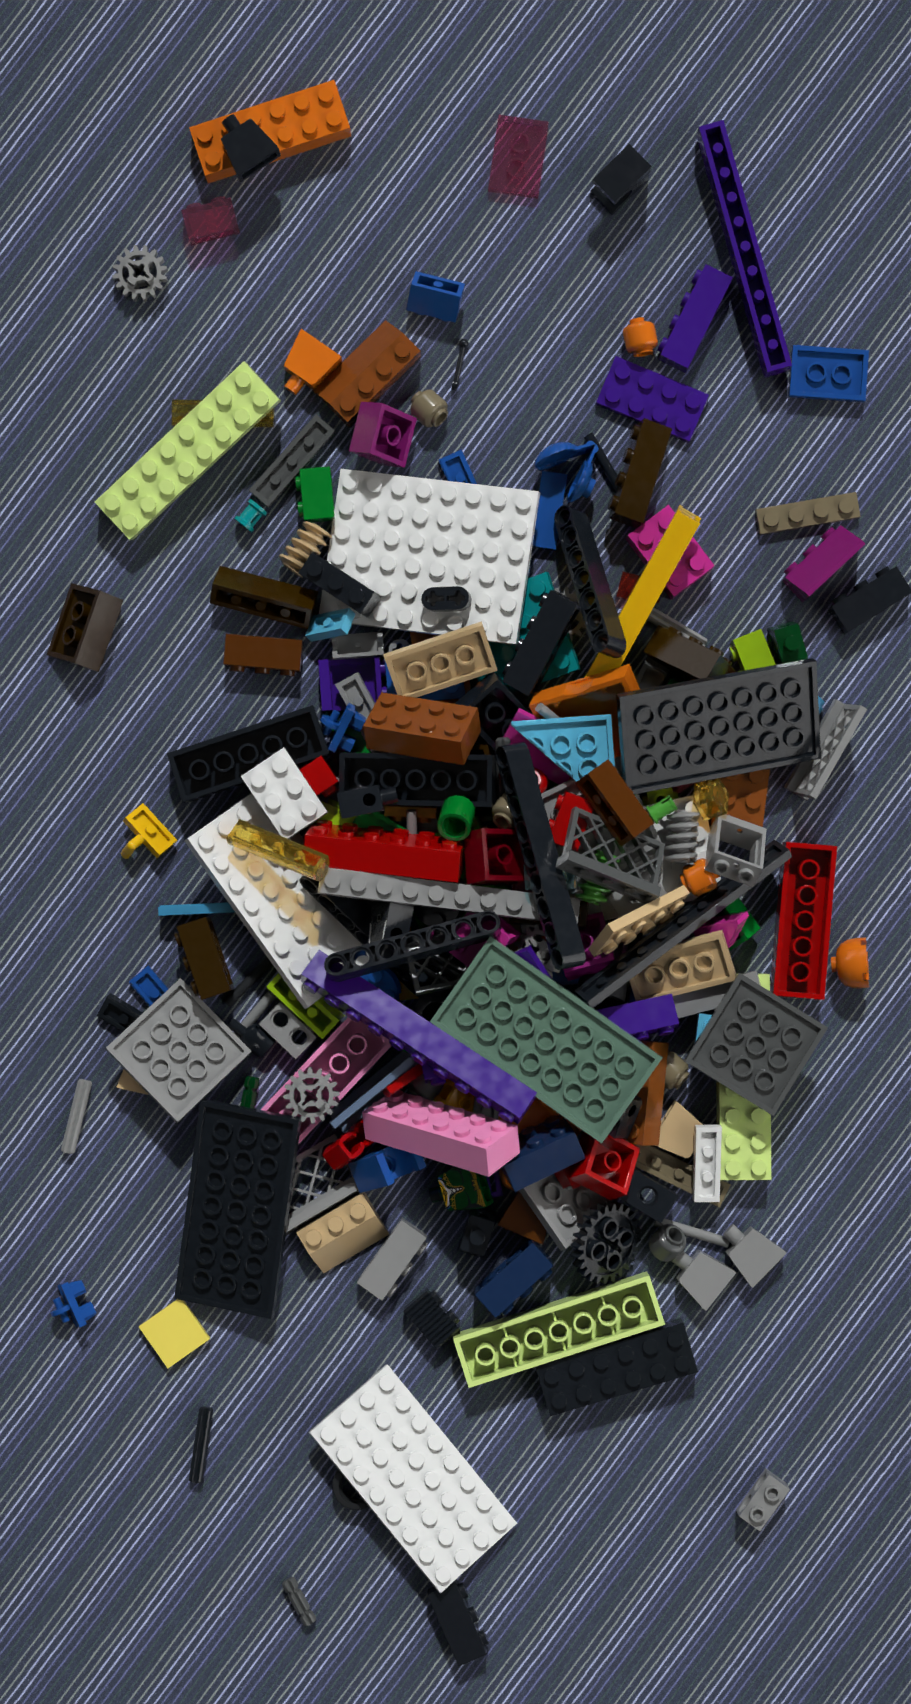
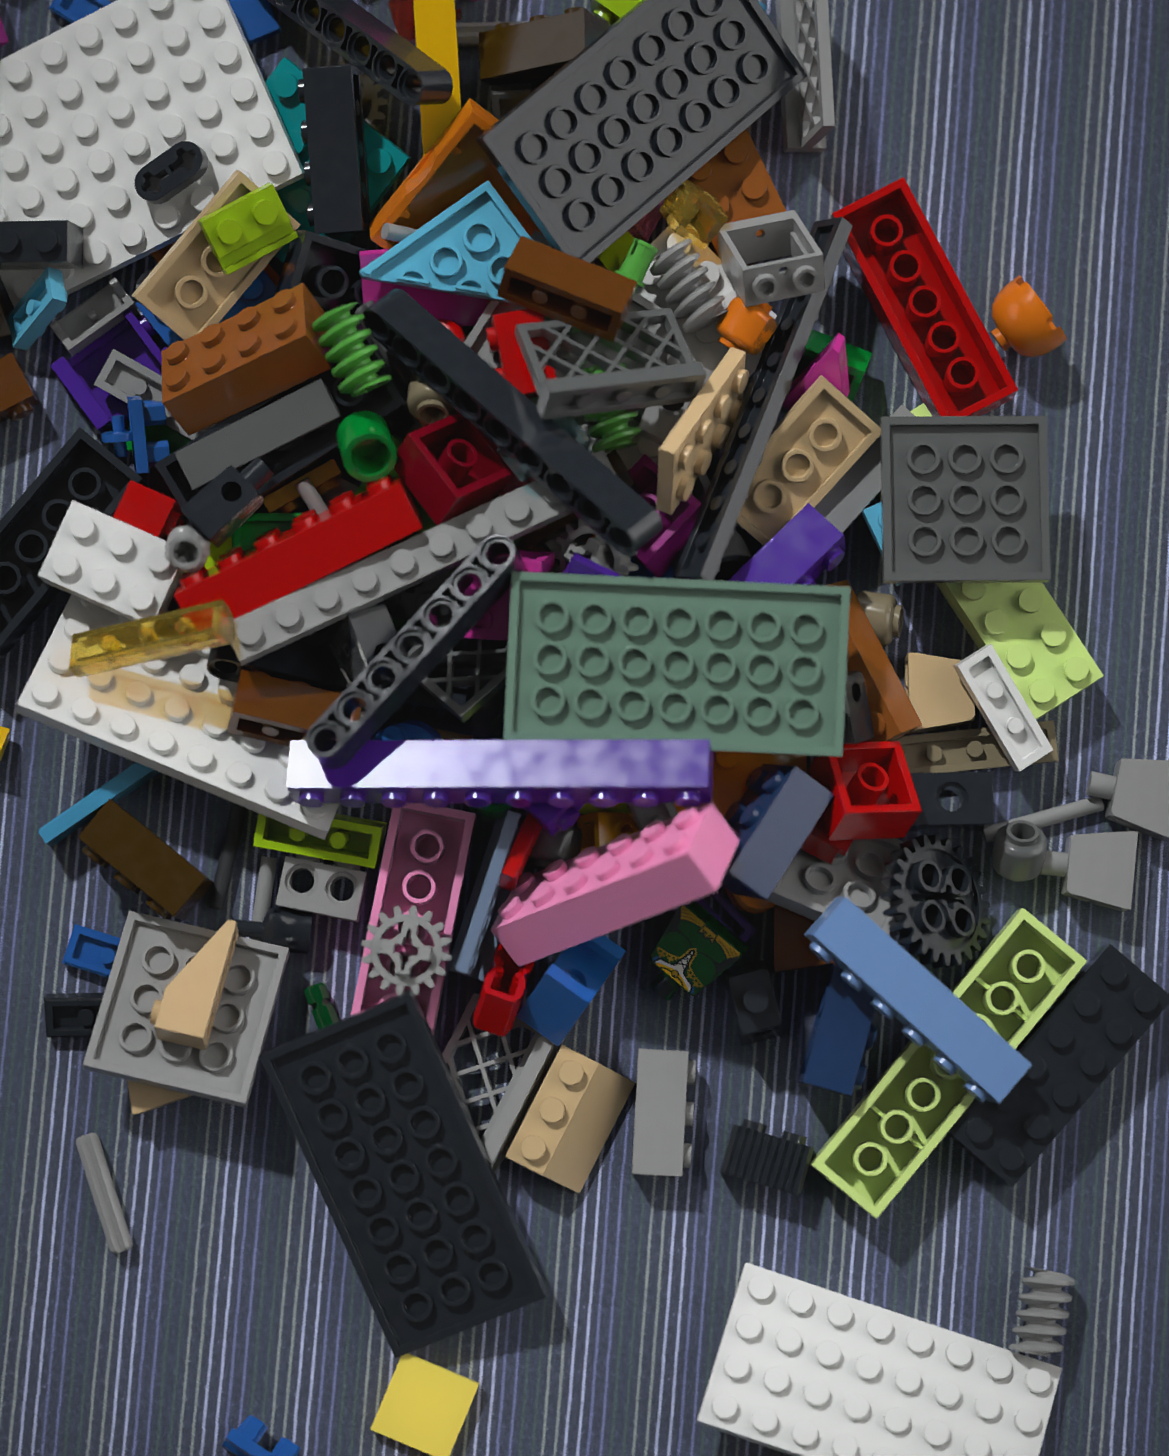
camera: 35 degrees left, 5 degrees down
(185, 1048) = (194, 995): none -> tan slope
(326, 927) = (278, 708): none -> reddish brown brick
(327, 813) = (187, 548): none -> light grey piece
(403, 773) = (258, 433): none -> dark grey tile
(467, 657) = (247, 228): none -> lime plate
(479, 763) = (349, 351): none -> bright green piece
(525, 1489) = (1042, 1312): none -> light grey piece
(561, 1291) = (917, 1000): none -> medium blue brick

